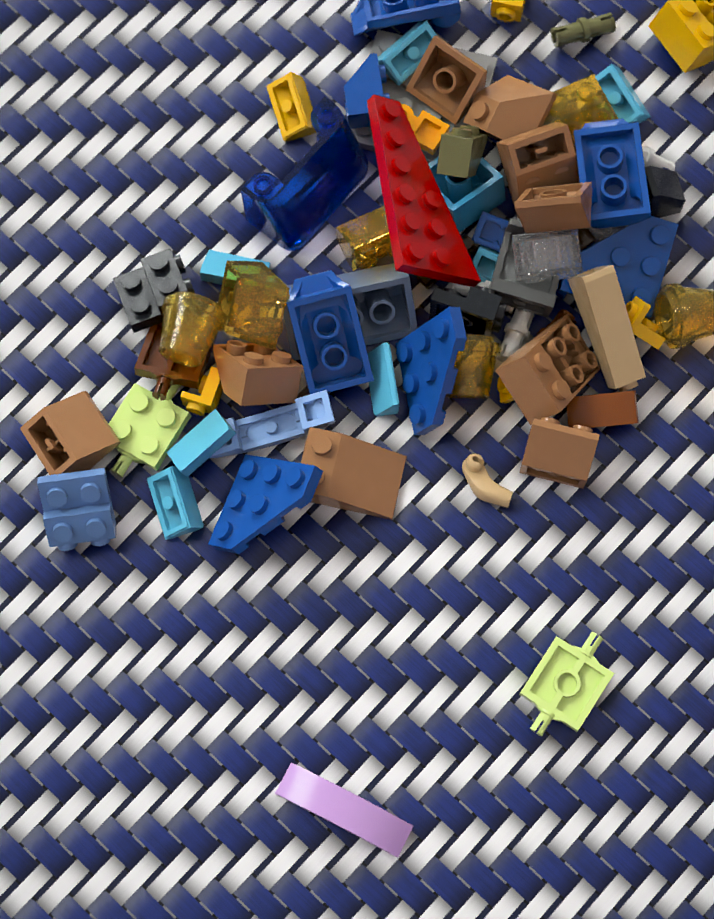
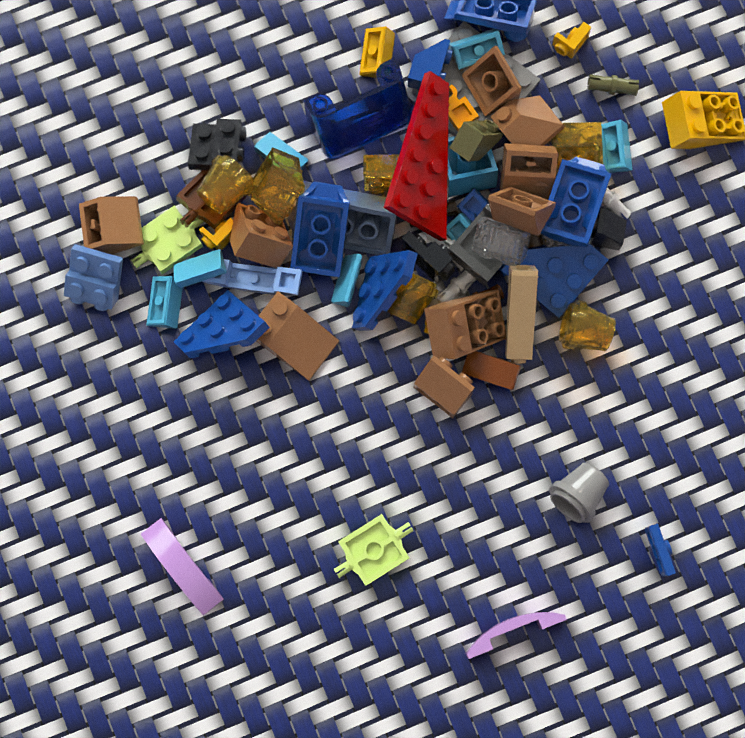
camera: 25 degrees right, 5 degrees up
(481, 483) = (382, 384): tan arm -> none
(641, 325) = (546, 321): yellow bracket -> none

